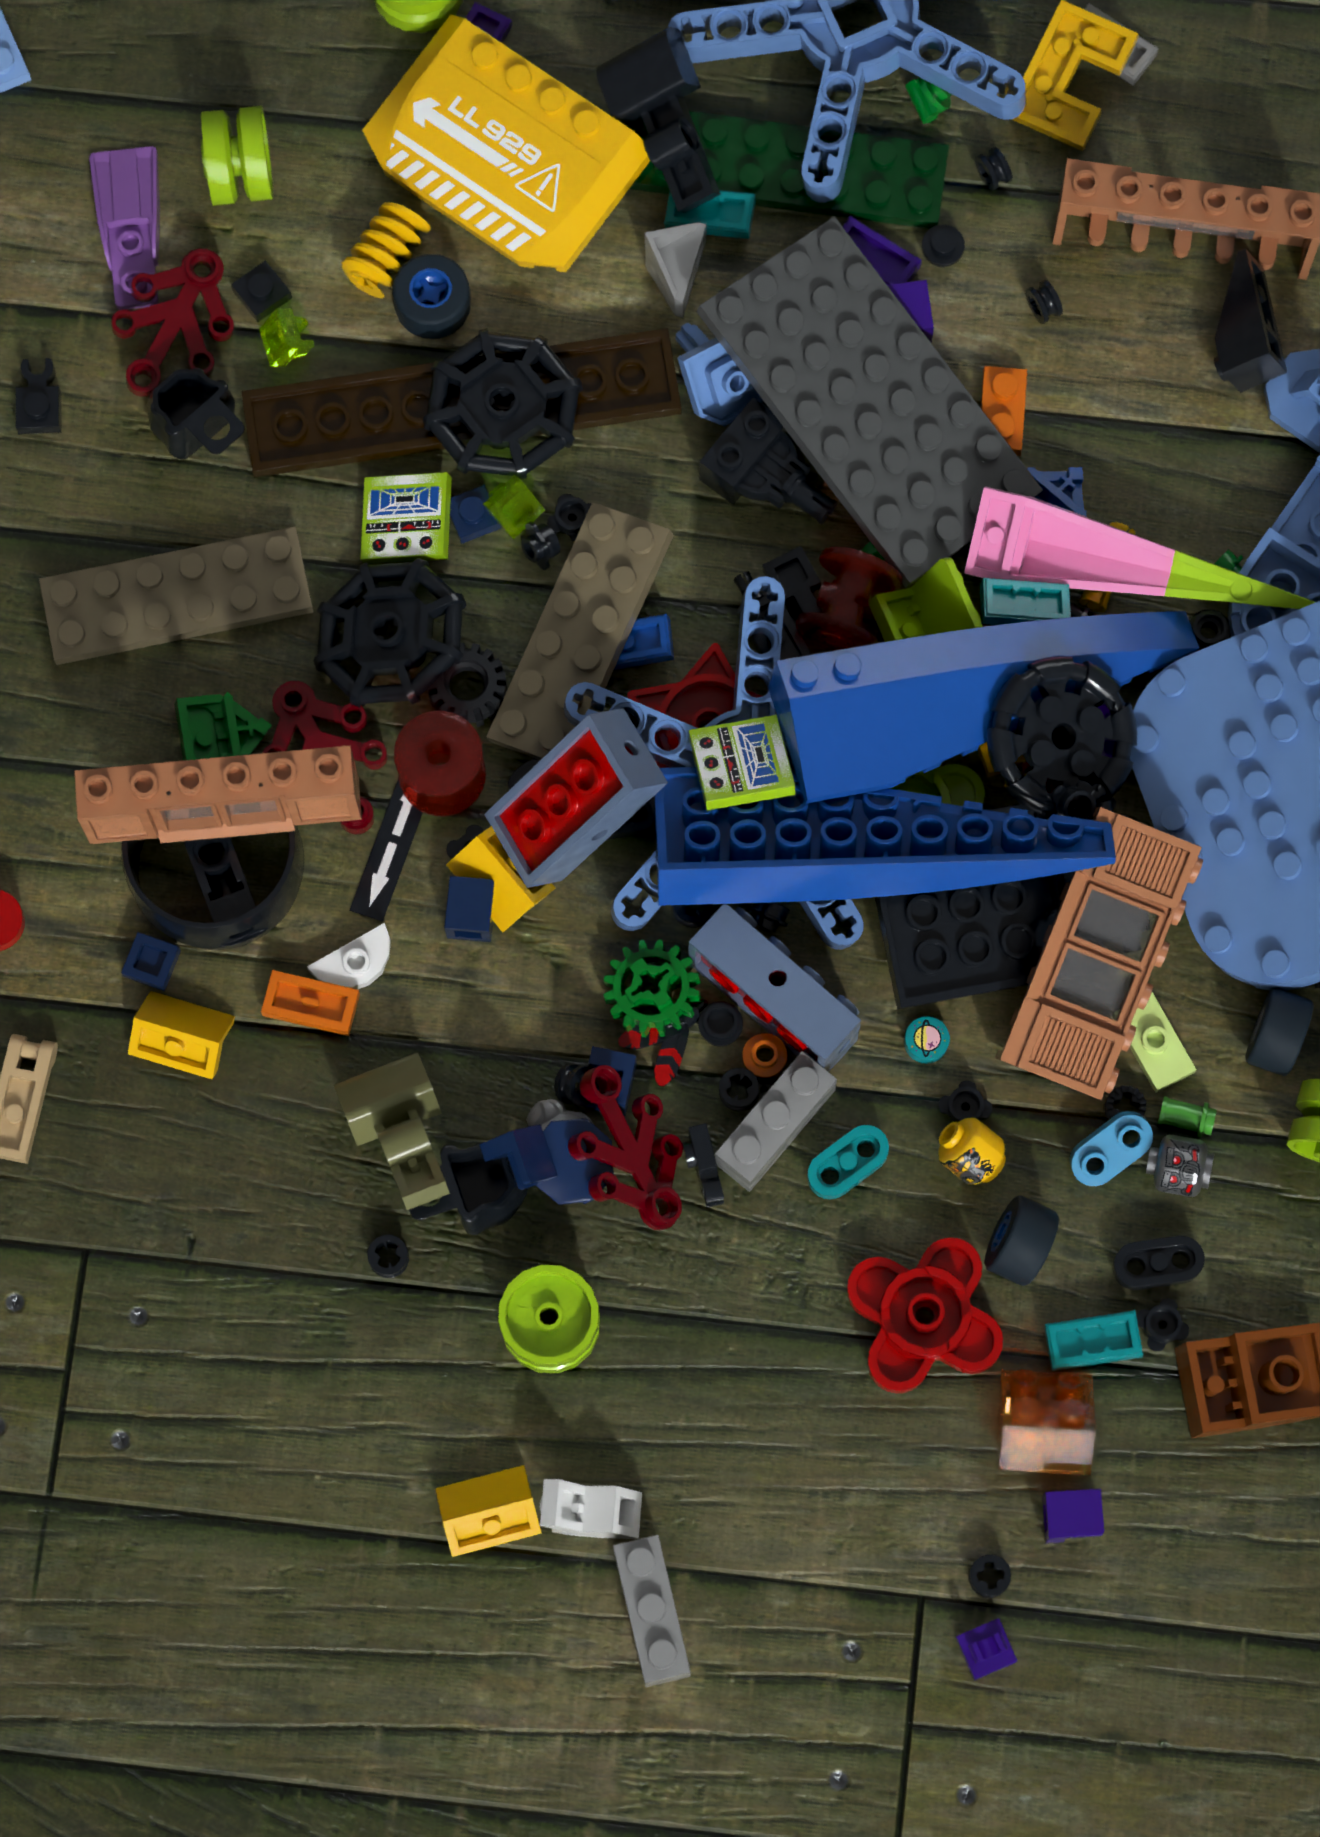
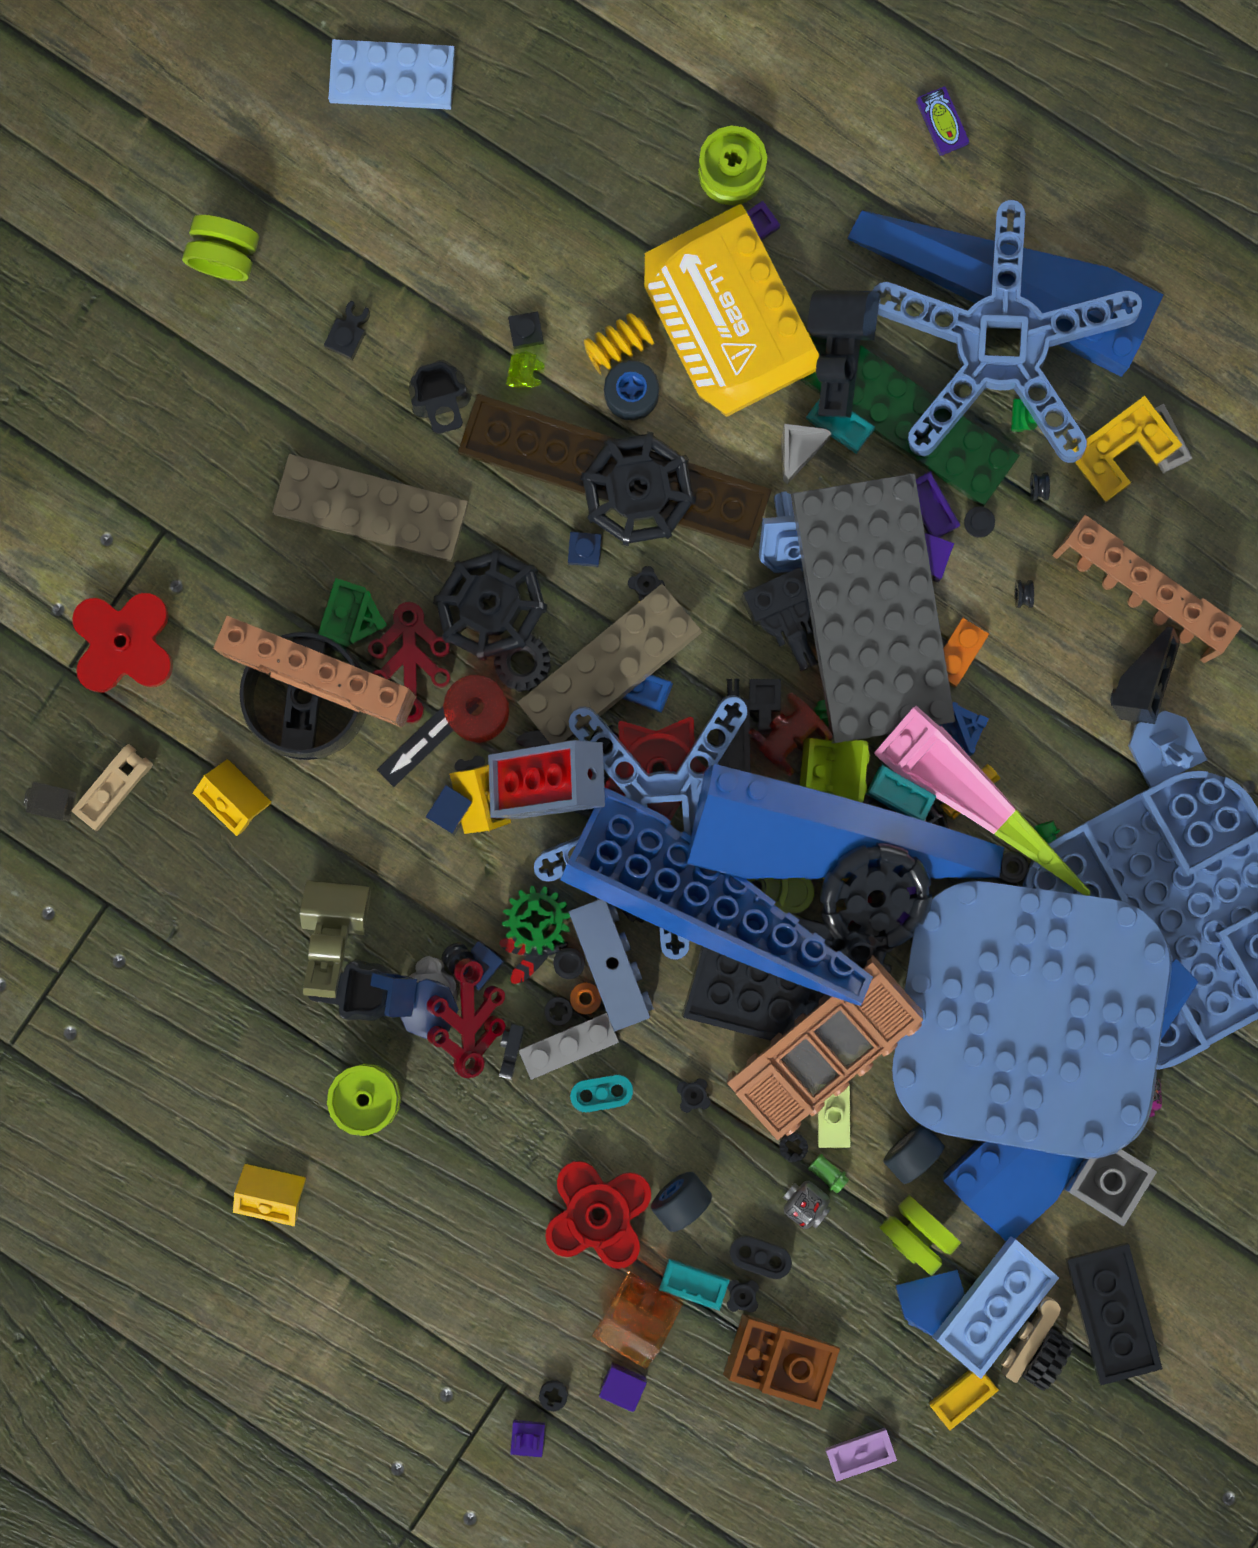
camera: 30 degrees right, 10 degrees up
(128, 217) = (465, 238): medium lavender piece -> none
(151, 961) = (235, 741): dark blue plate -> none
(176, 315) = (462, 321): dark red plant -> none
(234, 156) = (552, 233): lime wheel -> none
(310, 1002) = (320, 819): orange plate -> none
(356, 962) = (362, 807): white plate -> none
(375, 1260) = (278, 1002): black bush -> none
(406, 518) = (540, 531): tile -> none
(513, 506) = (610, 559): clear neon green tile -> none
(540, 544) = (615, 592): black plate -> none
(590, 1510) = (329, 1230): white brick -> none
(651, 1611) = (334, 1312): light grey brick -> none
(741, 762) = (660, 814): tile -> none
(926, 1040) = (692, 1039): teal tile -> none
(971, 1151) = (680, 1128): yellow head -> none
(1109, 1146) = (767, 1169): dark azure plate -> none

